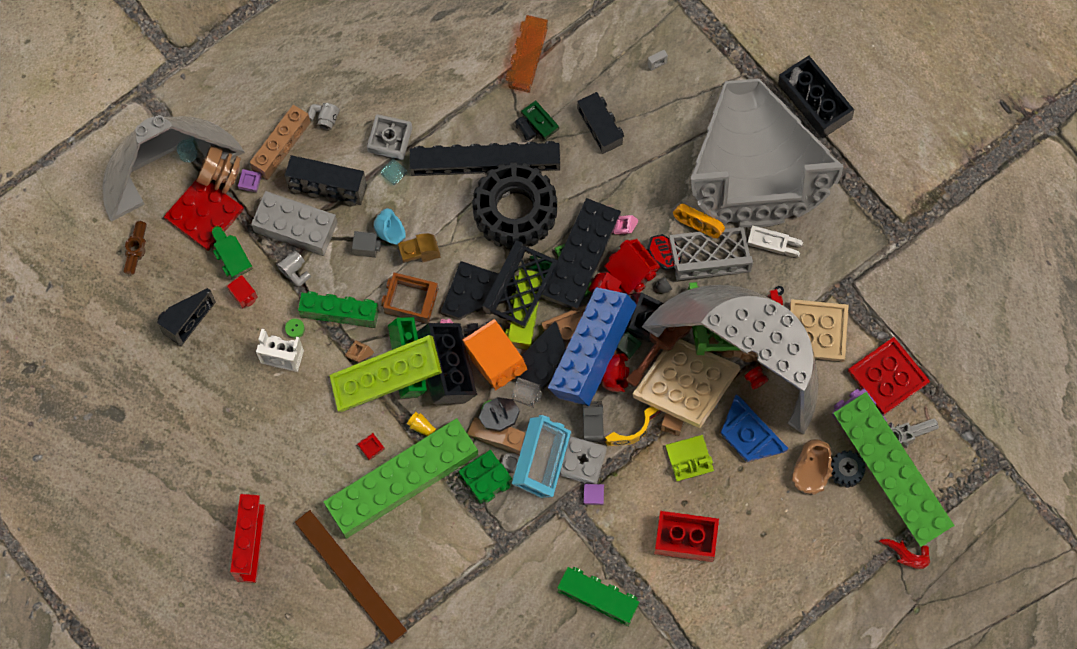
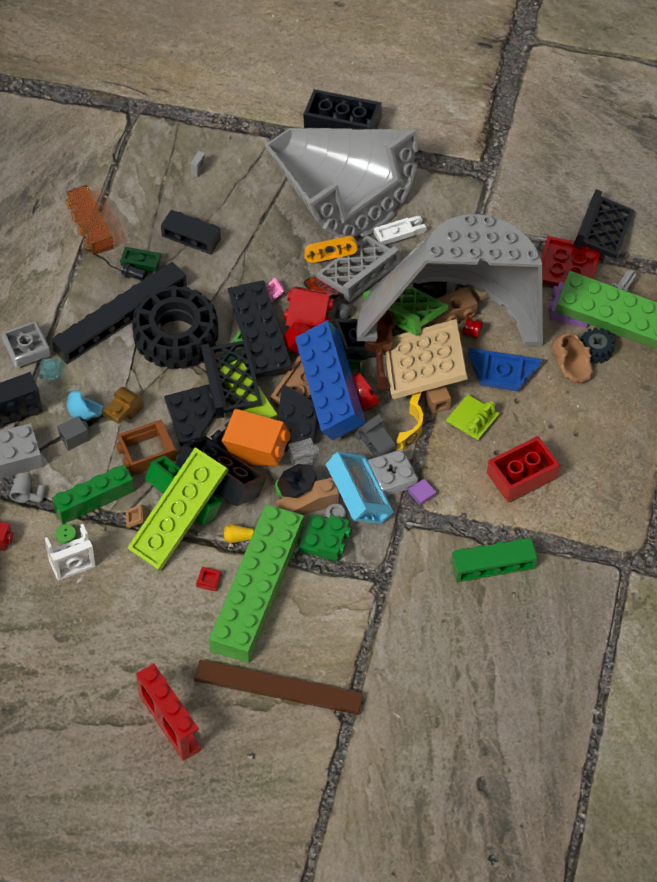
camera: 40 degrees left, 15 degrees down
(945, 346) = (591, 220): none -> black fence

